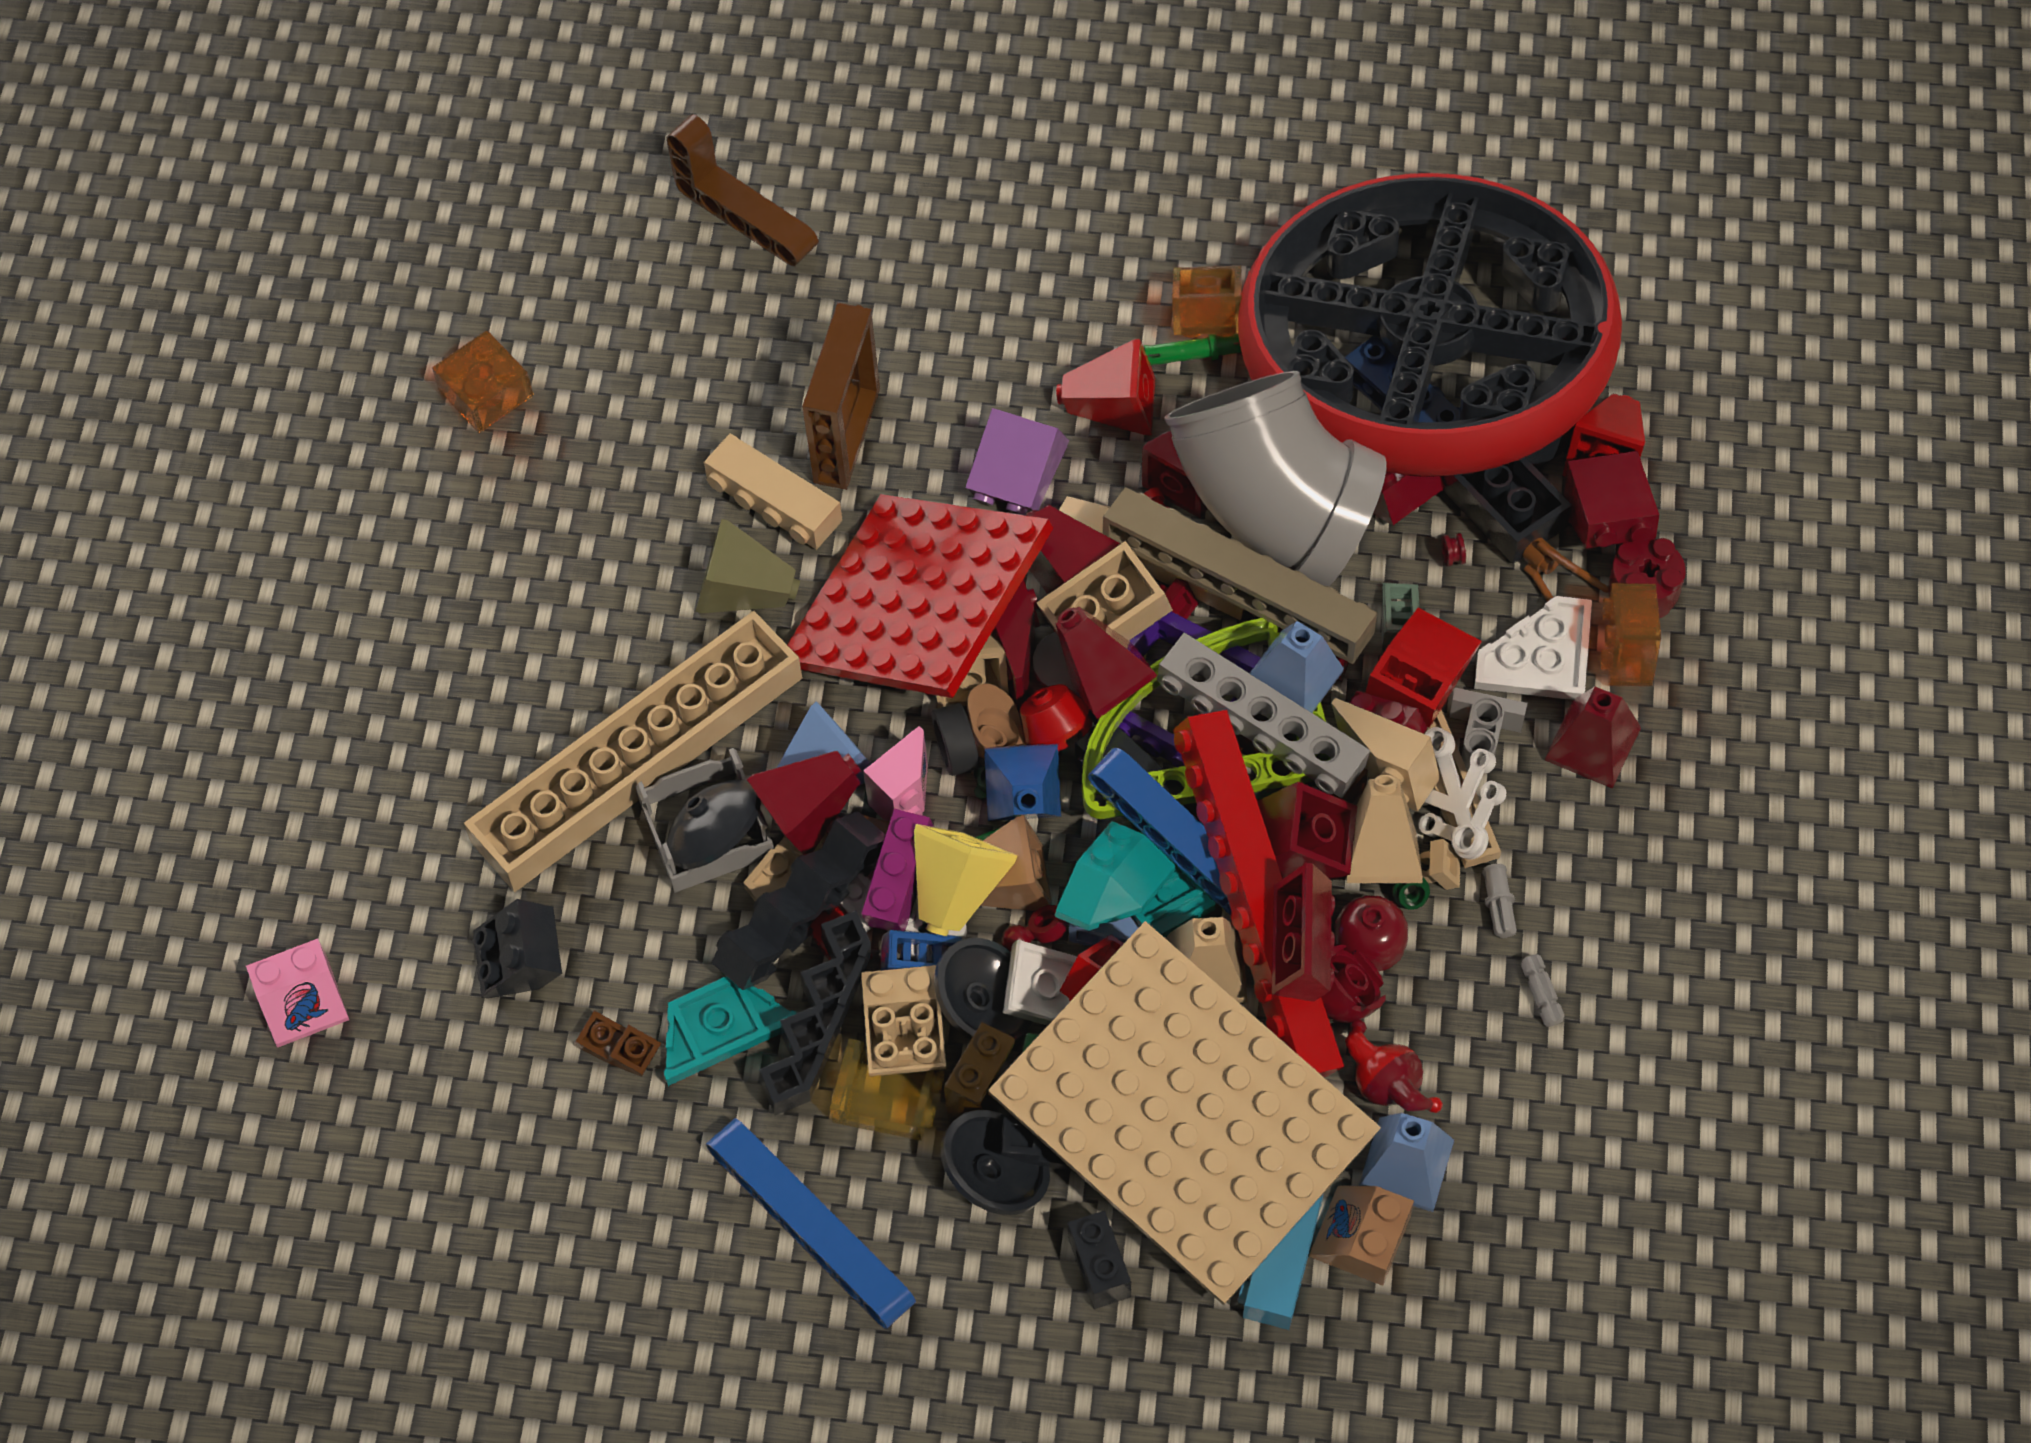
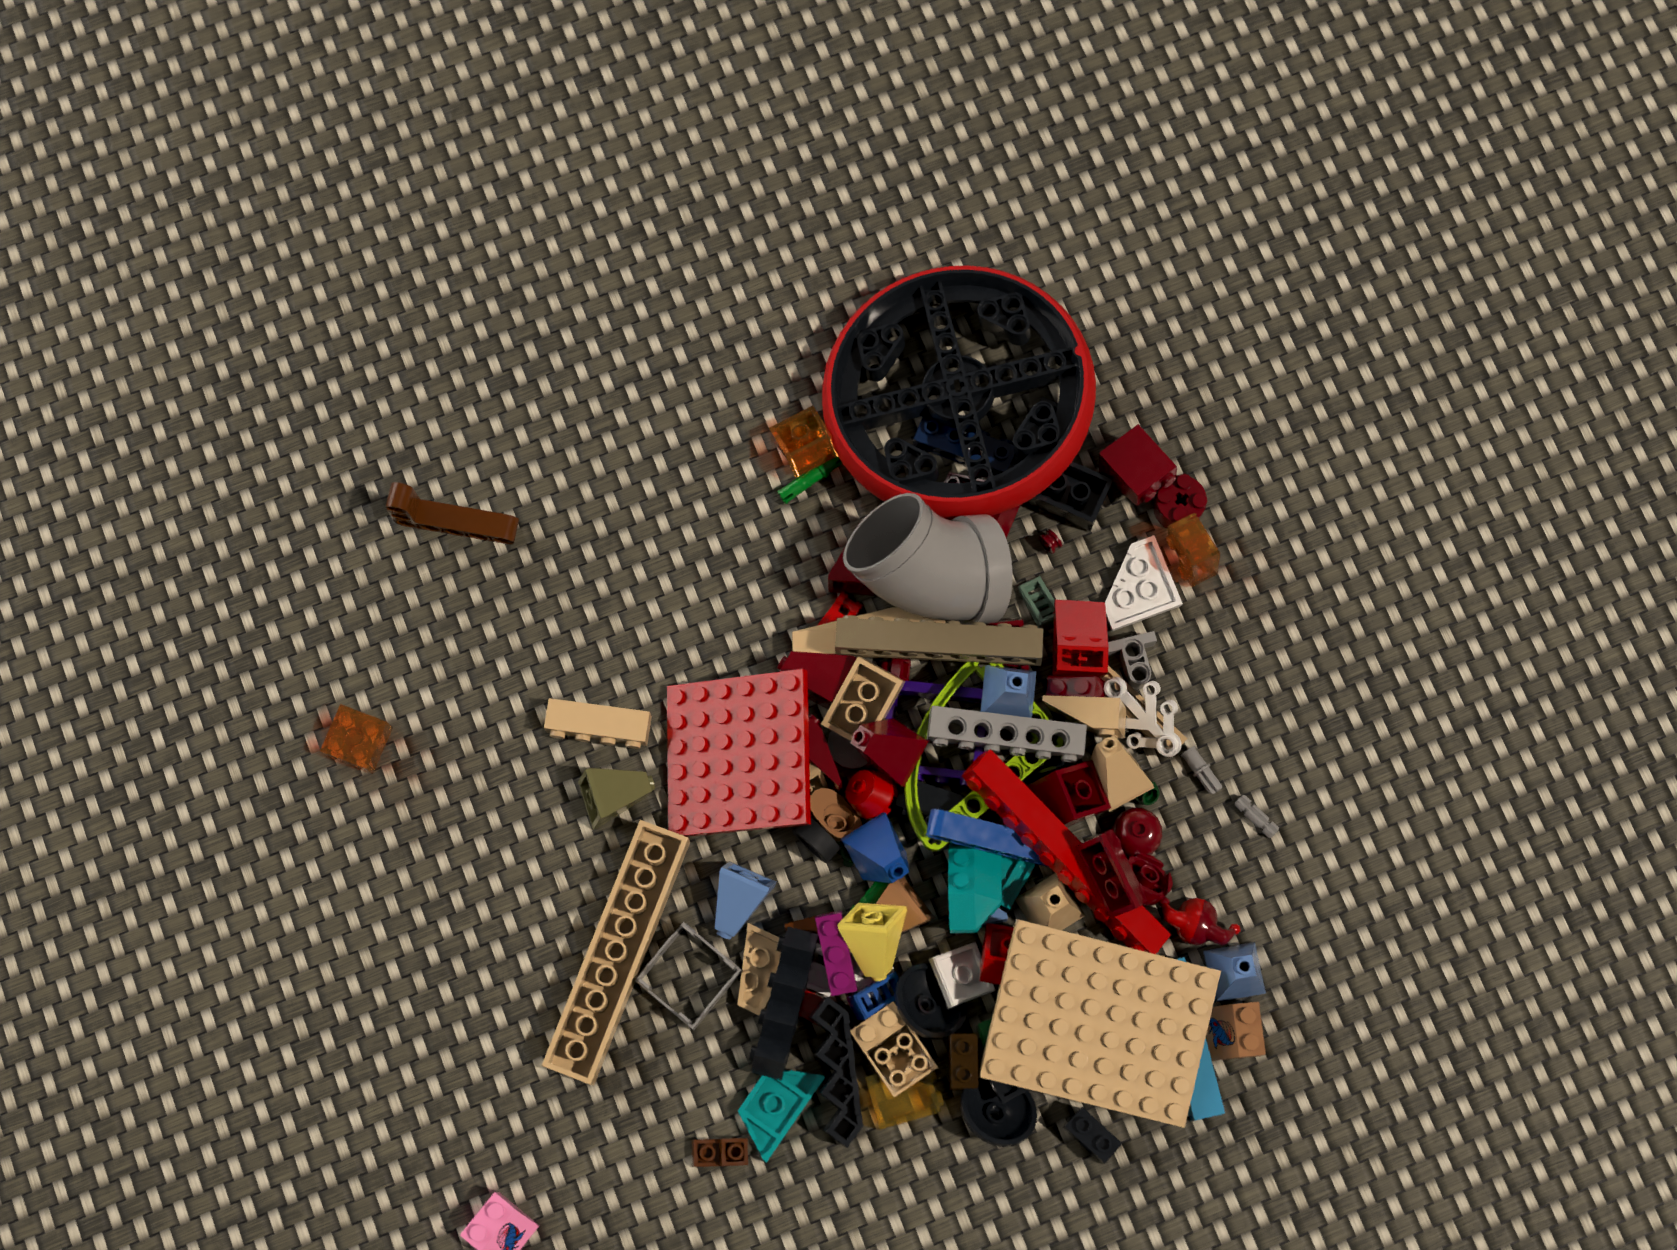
camera: 30 degrees left, 15 degrees up
(517, 949) = (621, 1126): black slope -> none
(712, 823) = (698, 978): black dish -> none
(807, 795) = (752, 936): dark red slope -> none
(811, 1223) = (906, 1205): blue beam -> none
(837, 406) = (612, 638): reddish brown window -> none
(899, 777) = (800, 888): bright pink slope -> none
(1015, 462) = (743, 621): medium lavender slope -> none
(1041, 926) = (926, 948): dark red plate -> none
(1113, 389) = (776, 536): red slope -> none
(1443, 864) = (1158, 765): tan tile -> none
(1545, 559) = (1108, 518): dark orange plant -> none
(1595, 737) = (1201, 632): dark red slope -> none
(1608, 429) = (1112, 414): red slope -> none

